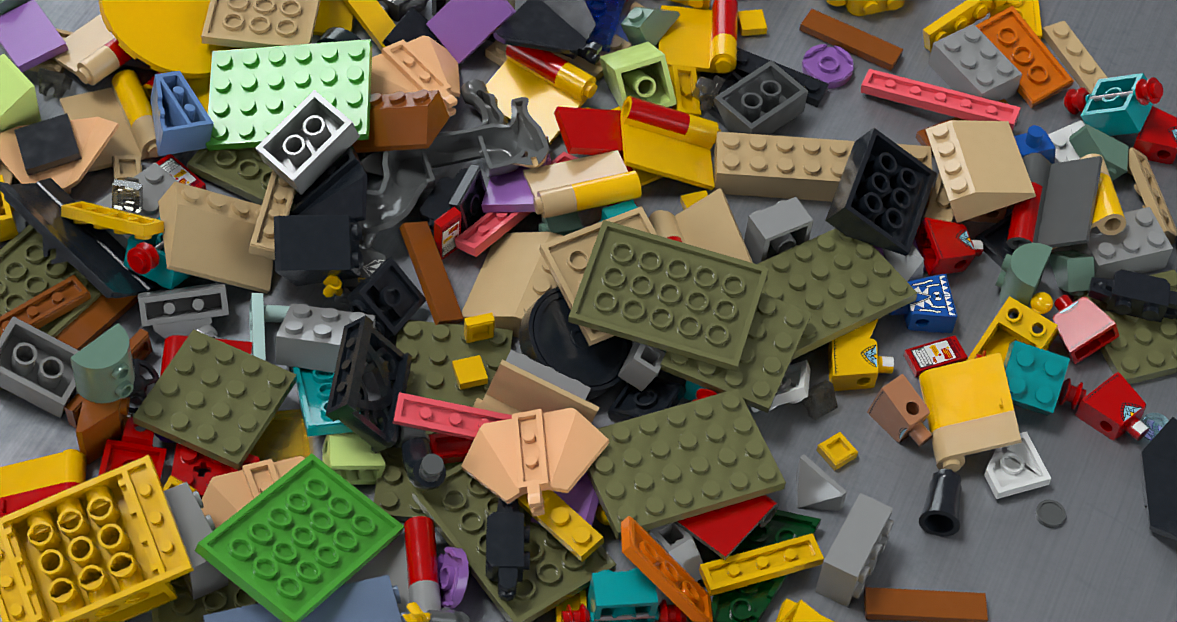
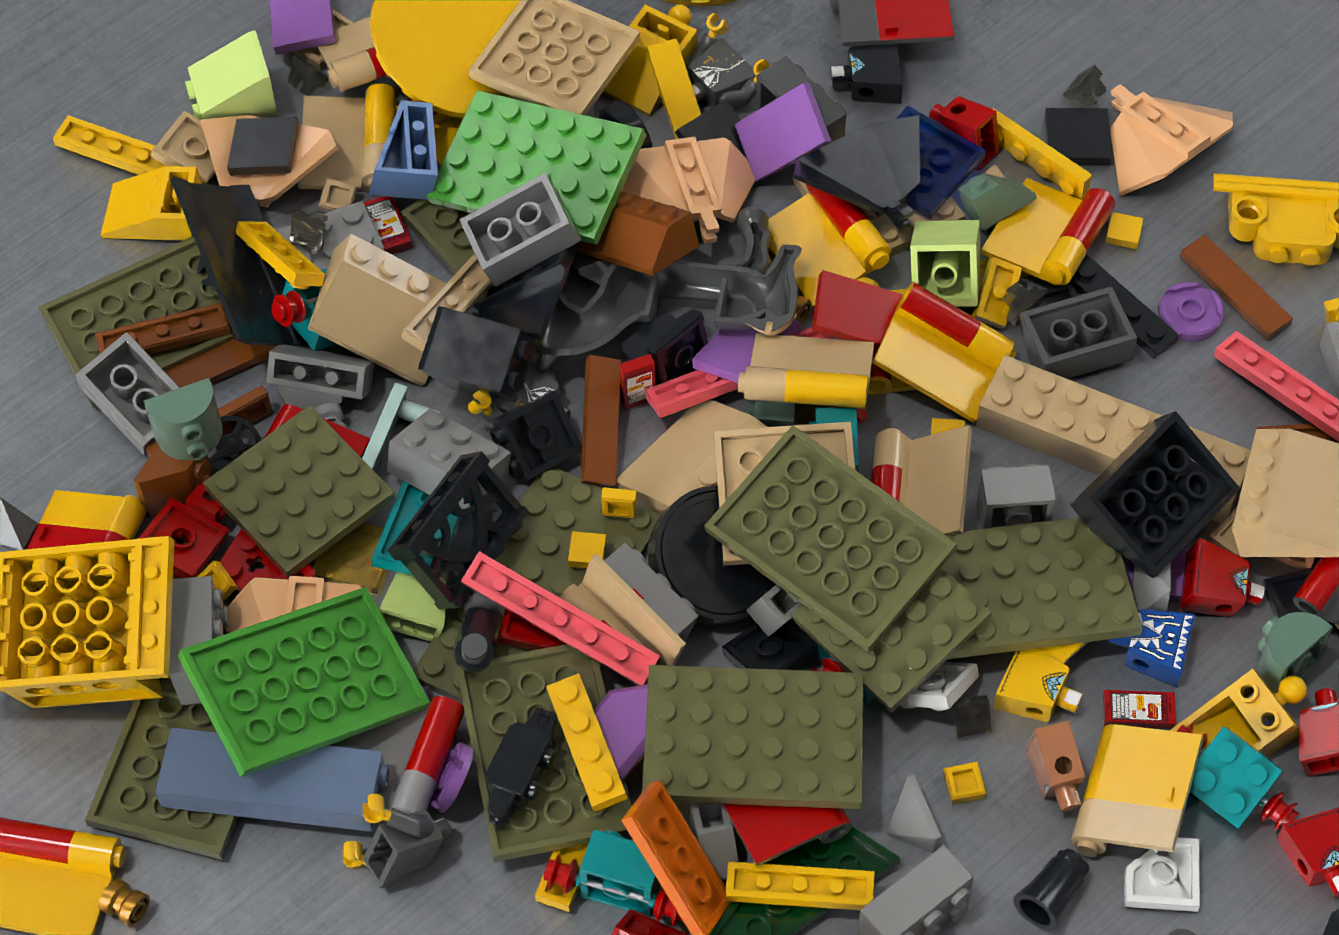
camera: 30 degrees right, 5 degrees up
(534, 454) = (595, 673): light nougat panel -> none

